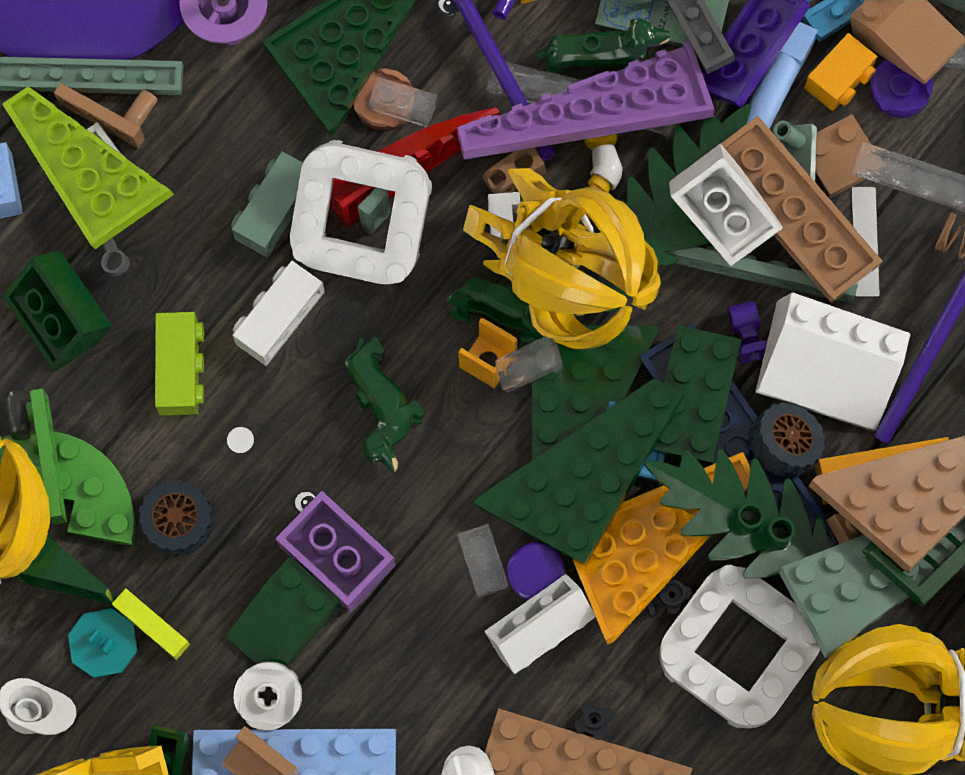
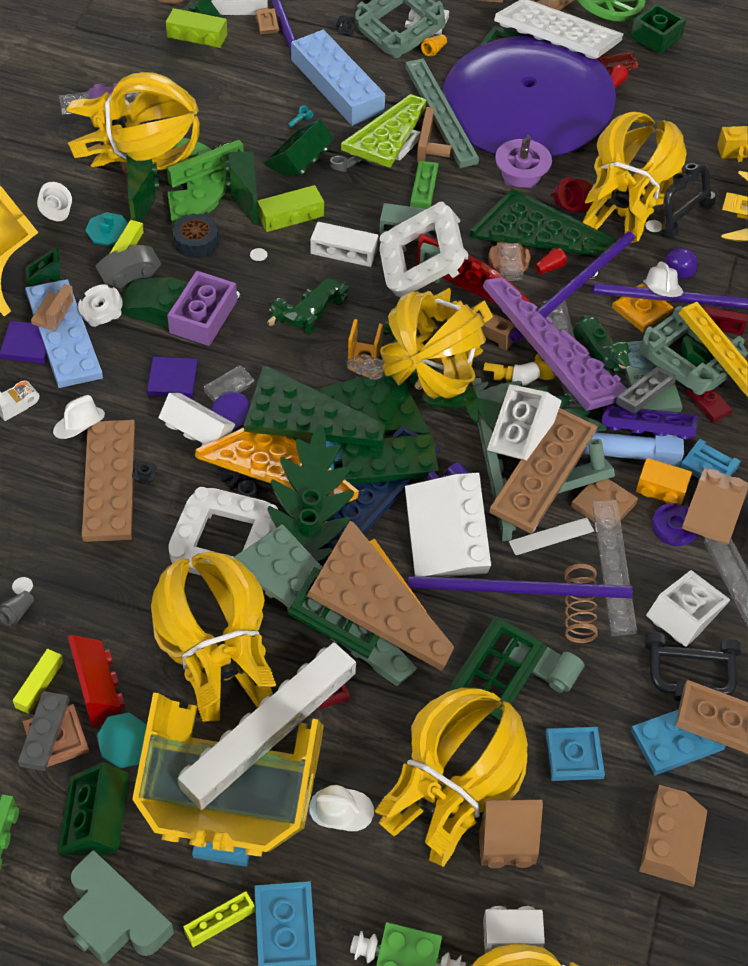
camera: 65 degrees right, 20 degrees down
(114, 414) = (243, 182): none -> dark green slope
(196, 157) = (424, 185): none -> bright green tile
(206, 624) = (128, 265): none -> dark grey brick
(418, 47) = (553, 260): none -> red cone
(435, 633) = (172, 376): none -> dark purple tile
(786, 440) = (380, 516): black wheel -> none

